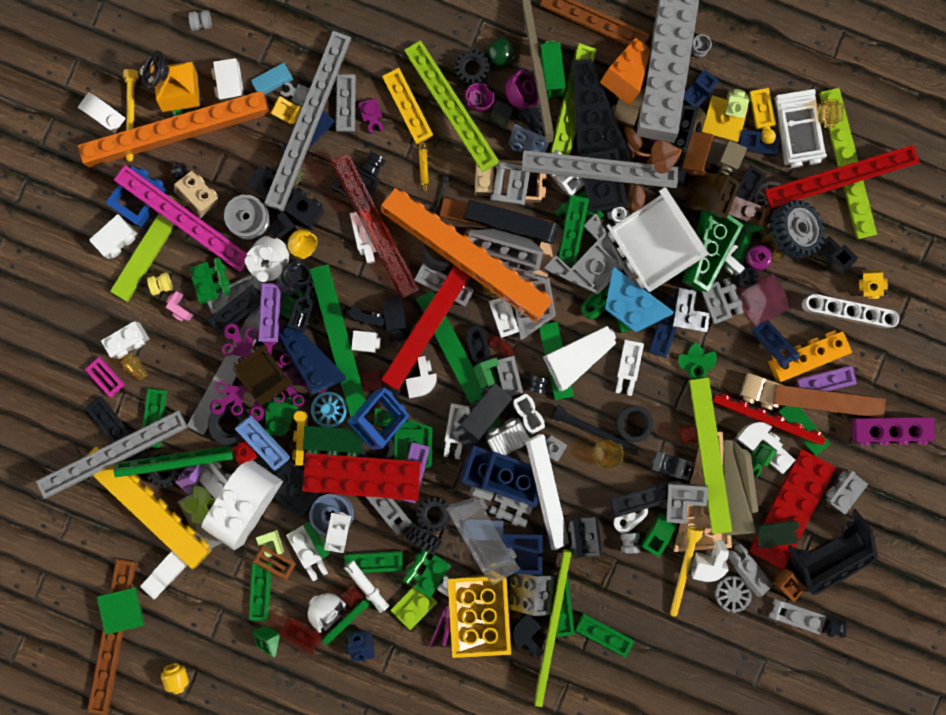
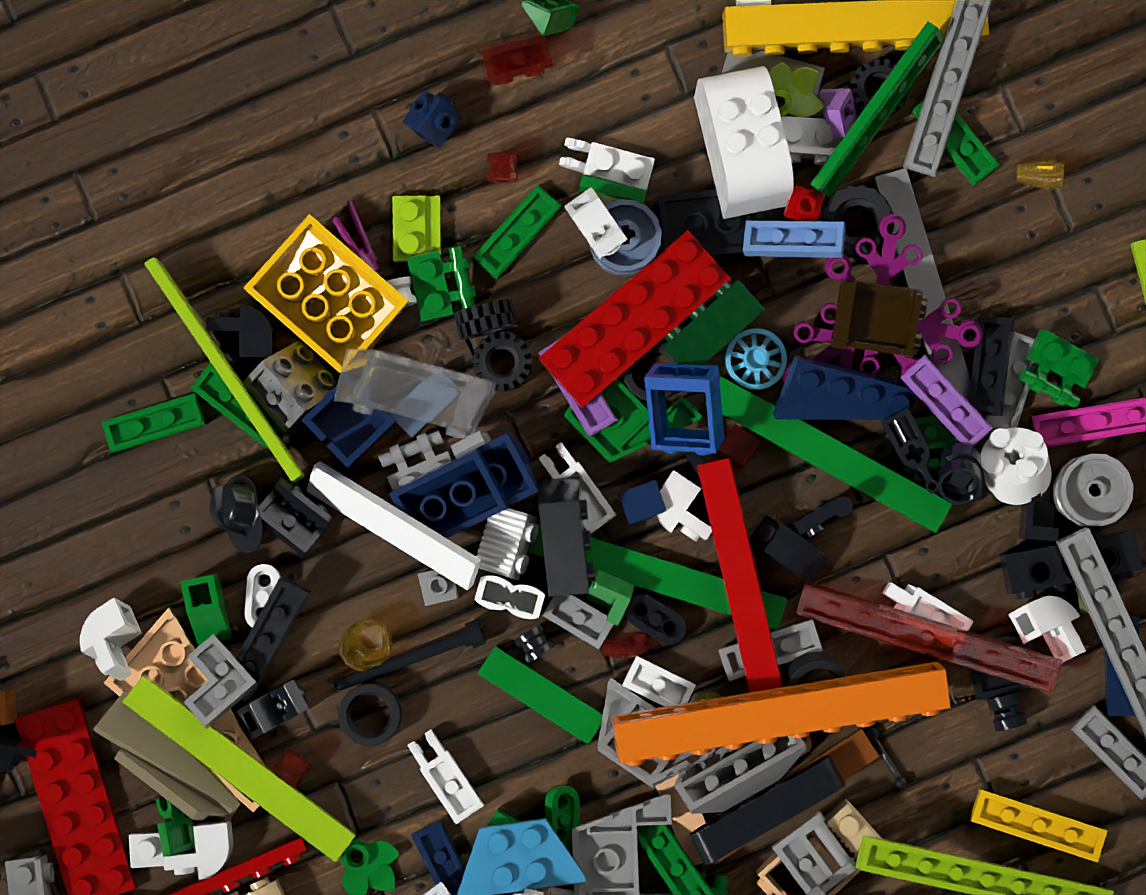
camera: 130 degrees right, 0 degrees up
(111, 423) = (997, 79): black tile -> none
(116, 389) = (1035, 127): dark pink tile -> none
(124, 340) = (1085, 194): white brick -> none
(159, 283) = (1114, 304): light yellow wheel -> none
(179, 312) = (1055, 293): bright pink bracket -> none
(259, 555) = (662, 103): dark orange tile -> none
(260, 593) = (617, 62): green tile -> none
(271, 541) = (662, 130): yellowish green panel -> none
(280, 415) = (806, 292): green wing -> none
(299, 453) = (737, 270): yellow plate -> none
(302, 243) = (993, 526): yellow hair -> none
(318, 183) = (1052, 619): none -> white brick
(324, 611) = (517, 117): white cylinder -> none
(345, 621) = (479, 137): green tile -> none
(365, 341) = (795, 485): white brick -> none
(366, 586) = (484, 193): white pin -> none
(371, 112) = (1073, 771): magenta plate -> none
(390, 511) = (558, 310): light grey plate -> none
(423, 161) = (943, 770): yellow piece -> none
(435, 397) = (642, 502): none -> dark blue panel
(577, 357) = (520, 723): white slope -> none
(606, 562) = (237, 512): none -> black piece
(630, 542) = (232, 565): light grey wheel -> none
(693, 536) = (164, 651): yellow piece -> none
(733, 594) = (46, 628): light grey wheel -> none
(749, 570) = (54, 676): light grey hinge -> none
(777, 533) = (64, 755): clear green panel -> none

